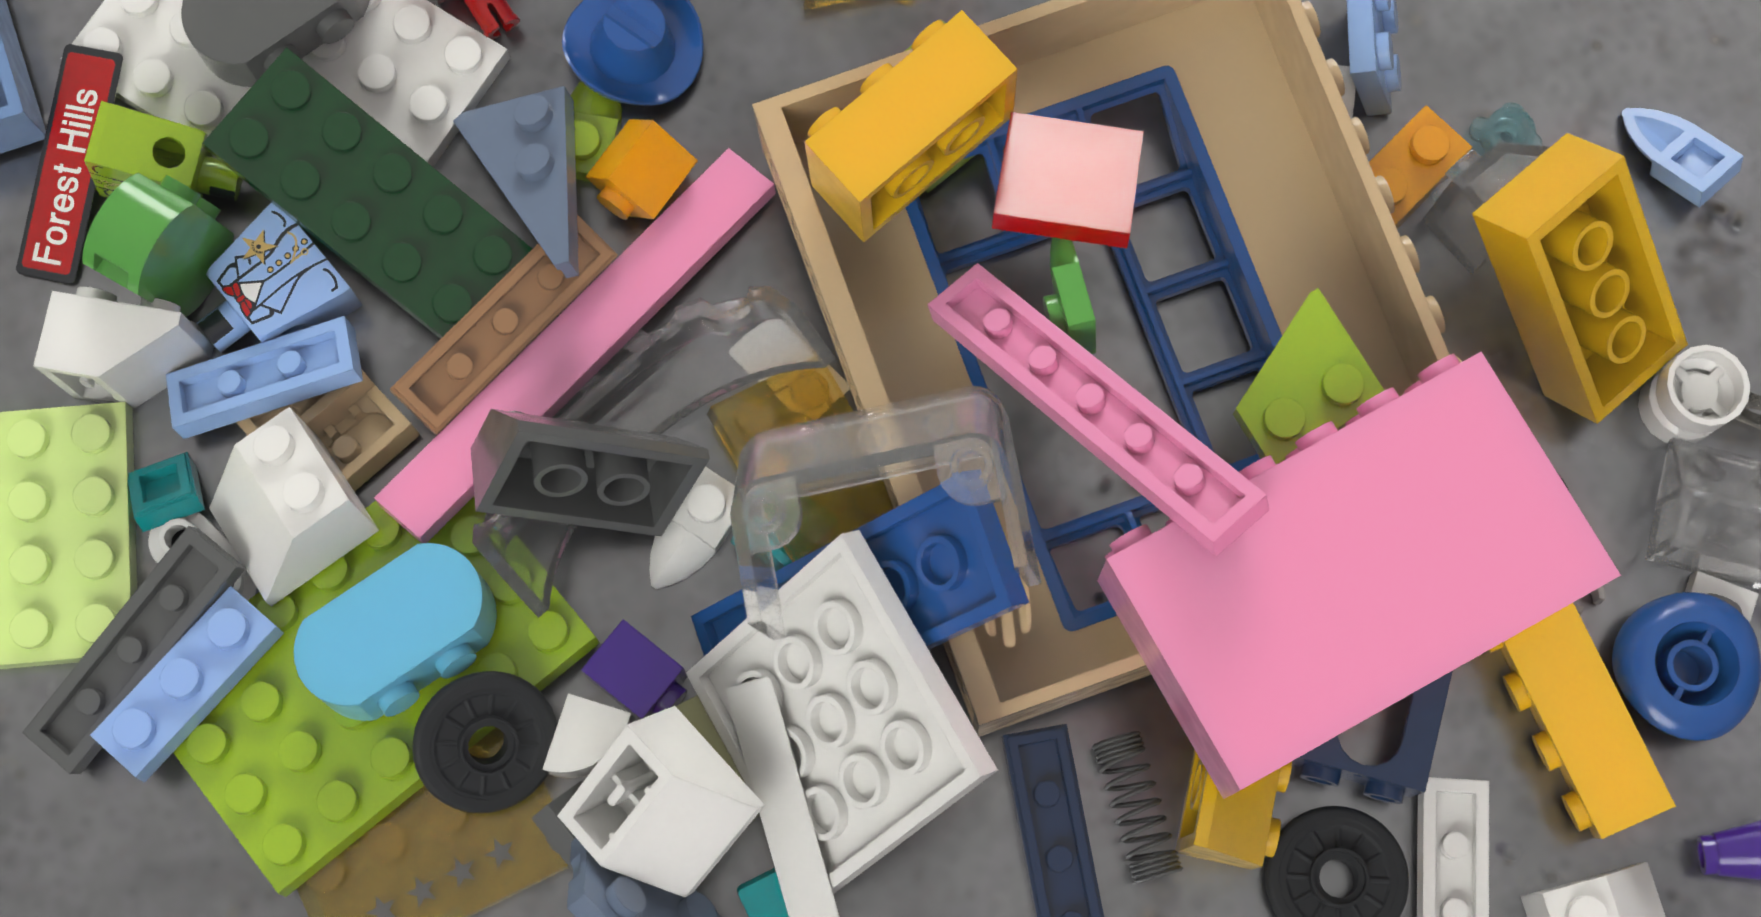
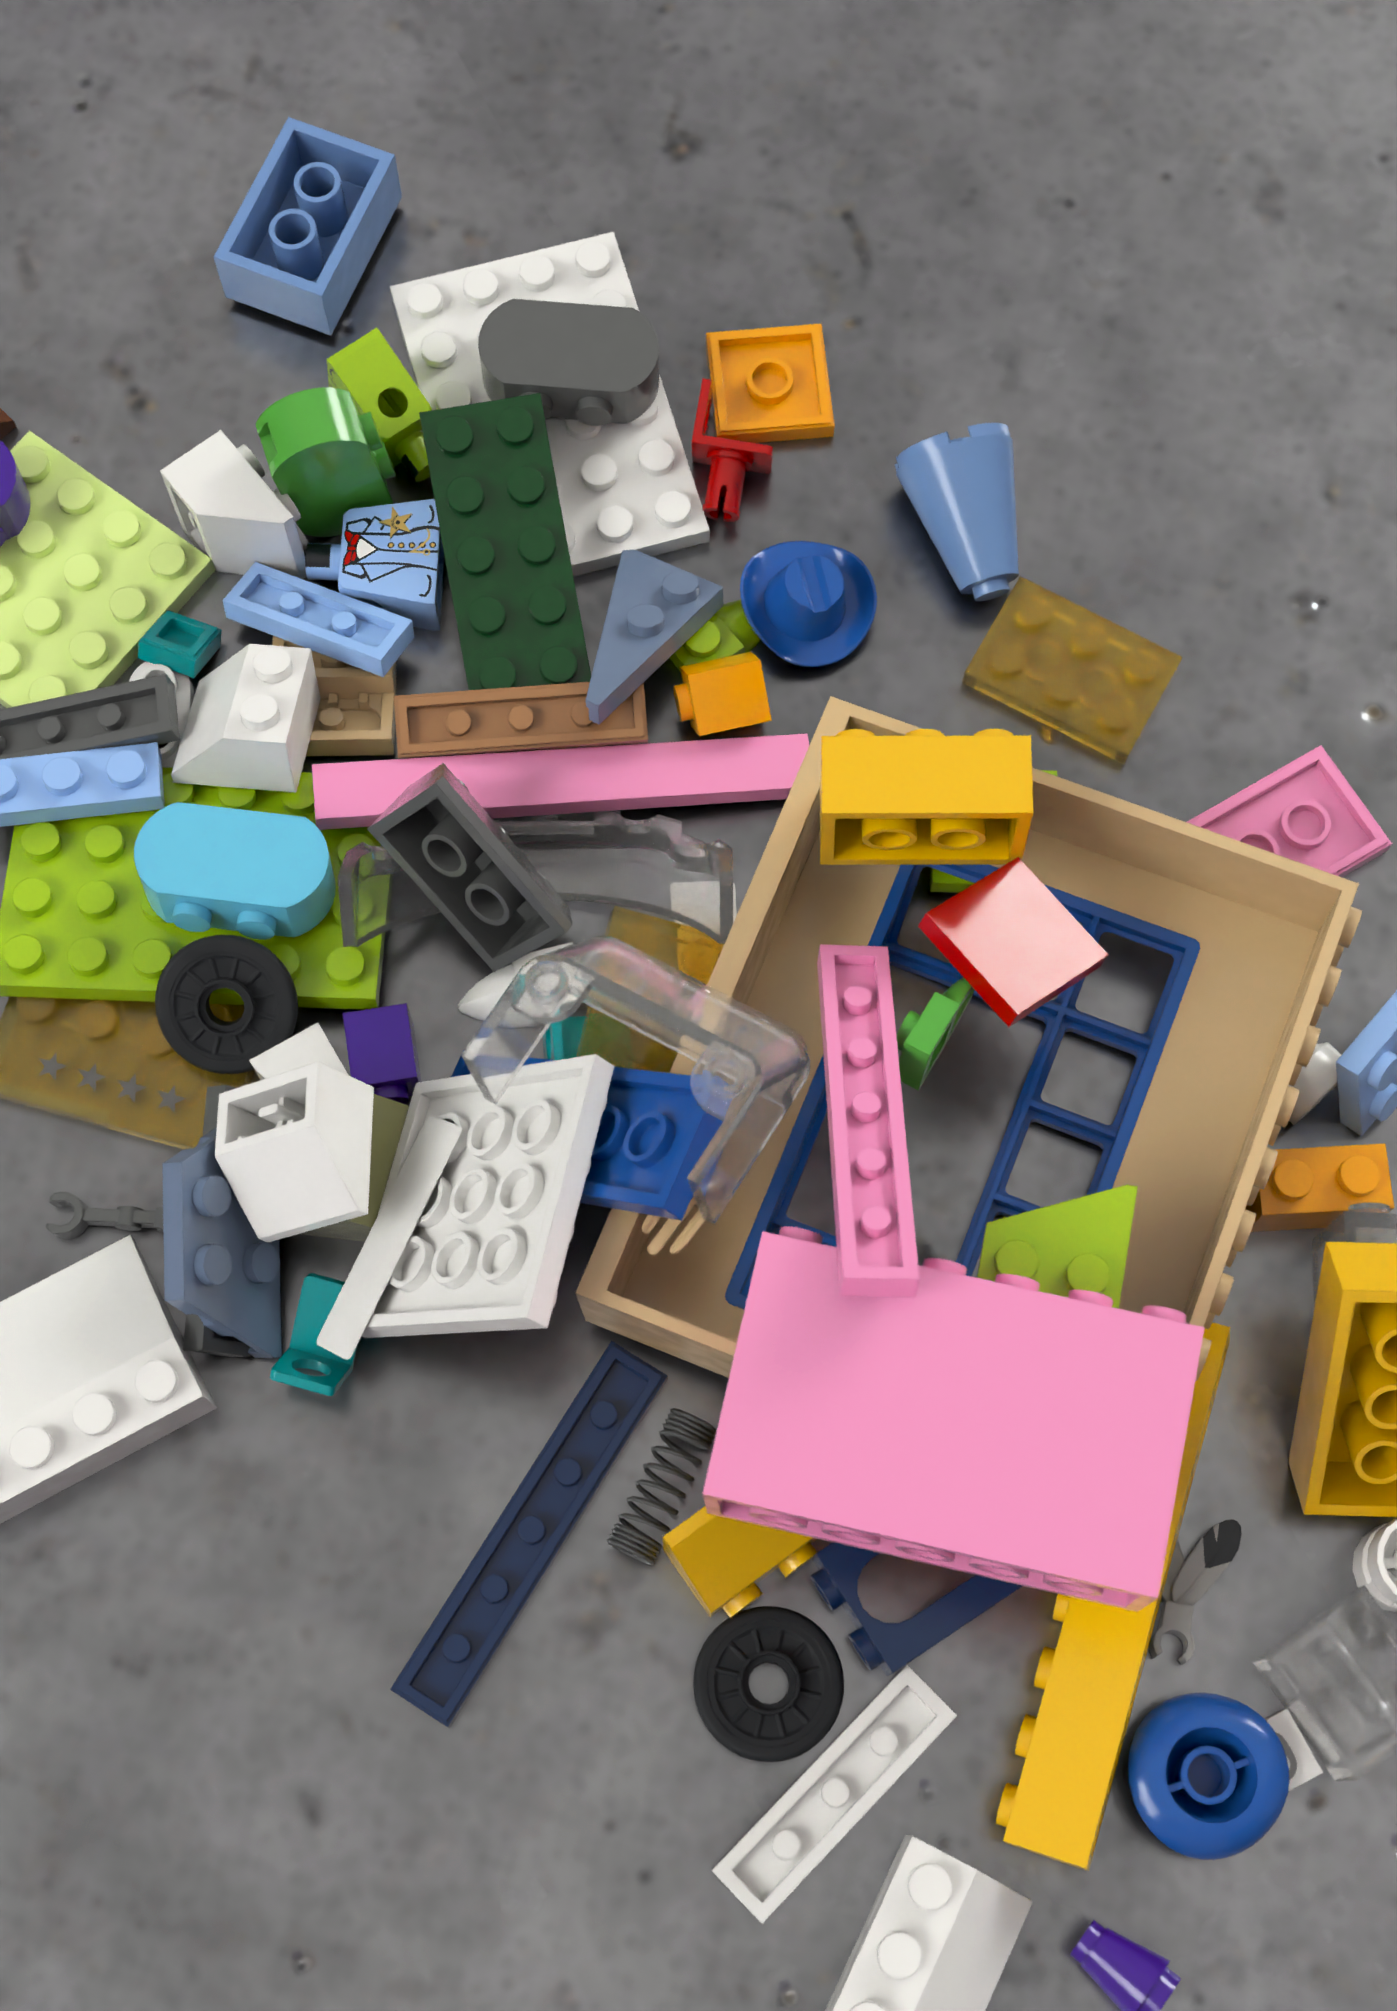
camera: 45 degrees right, 5 degrees down
(63, 183) = (393, 311): red sticker -> none

